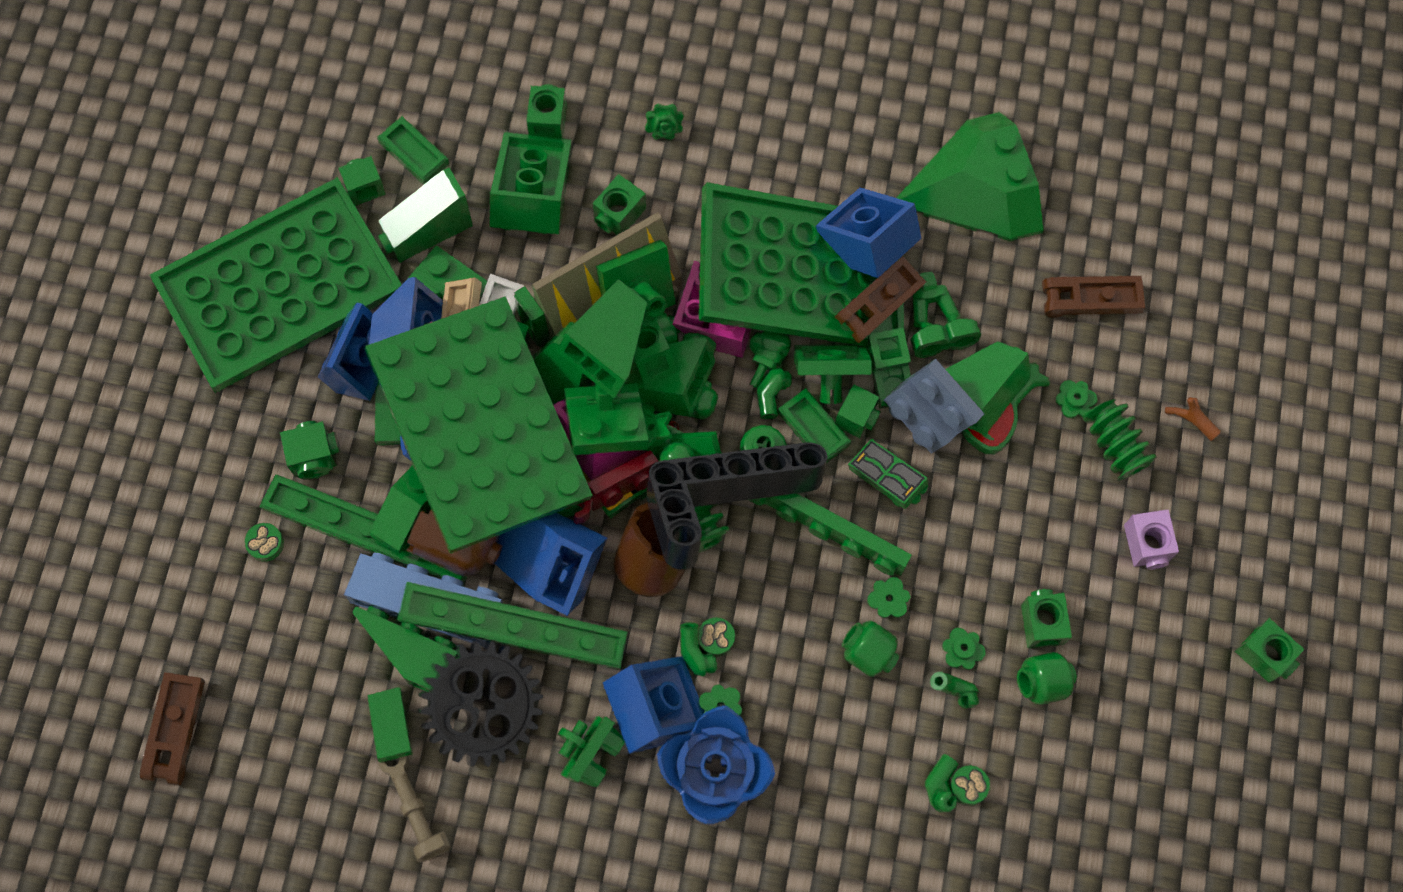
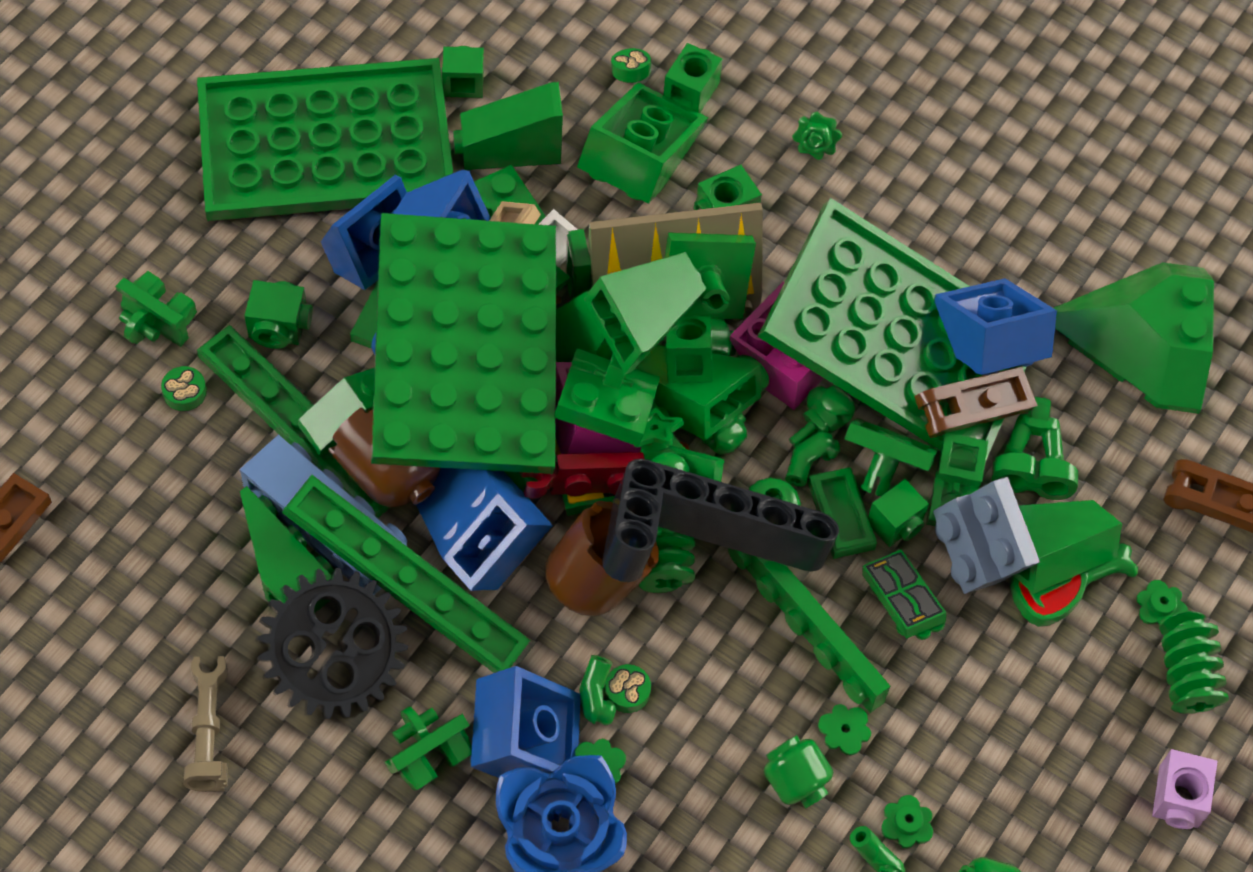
camera: 20 degrees right, 10 degrees down
(195, 484) = (148, 316): none -> green hips
(389, 724) = (223, 628): green piece -> none
(413, 150) = (530, 59): green tile -> none
(492, 119) = (631, 65): none -> green tile
(1038, 633) = (1013, 844): green brick -> none

